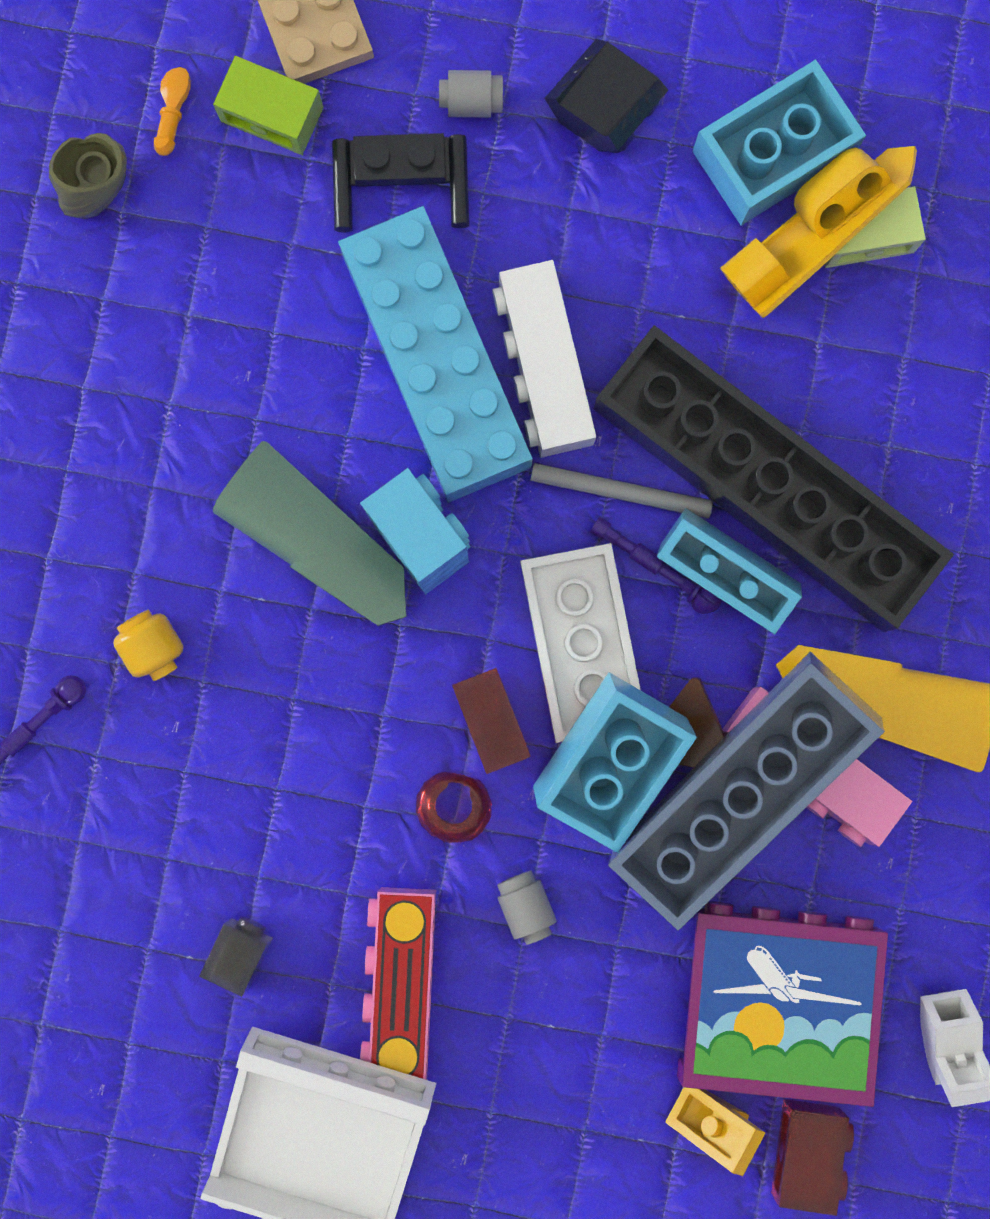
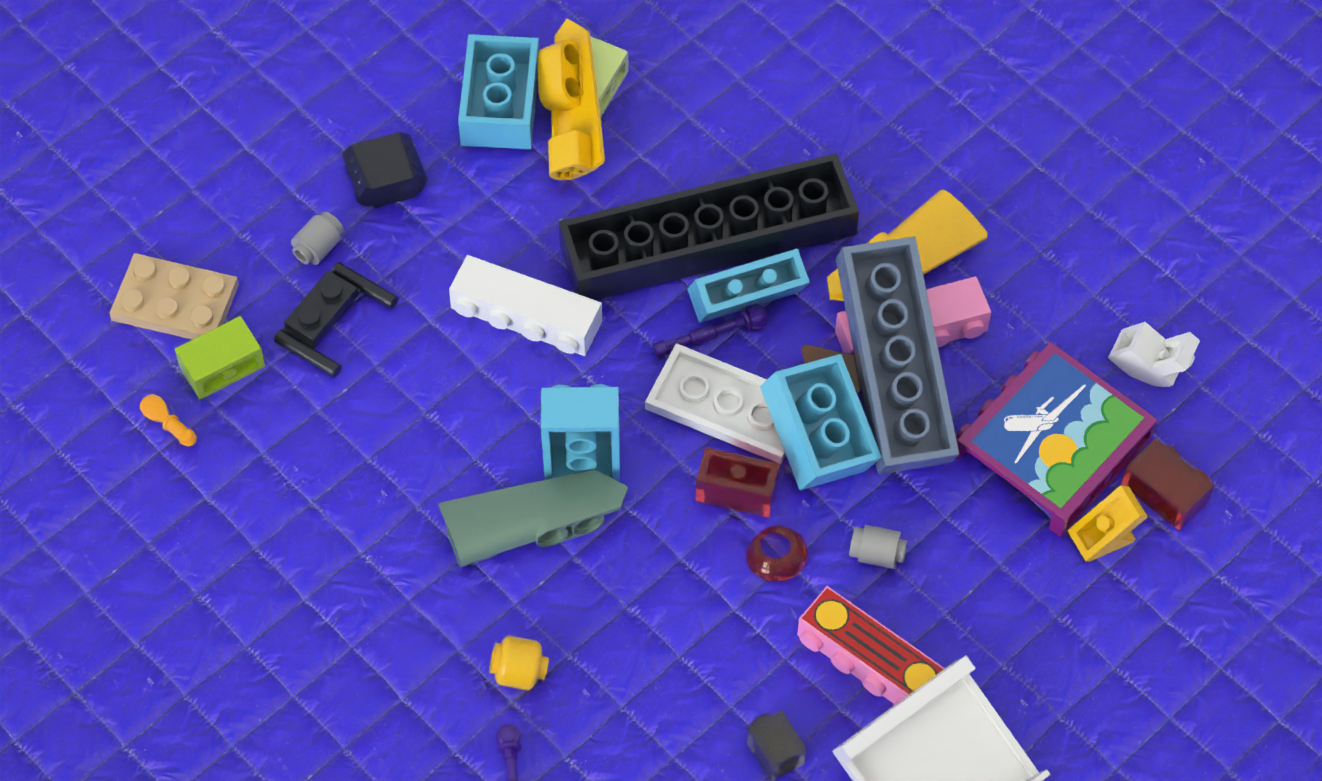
camera: 55 degrees left, 25 degrees down
(87, 174) = (170, 490): olive hair -> none
(435, 354) = (462, 362): medium azure brick -> none
(620, 490) = (640, 325): light grey bar -> none

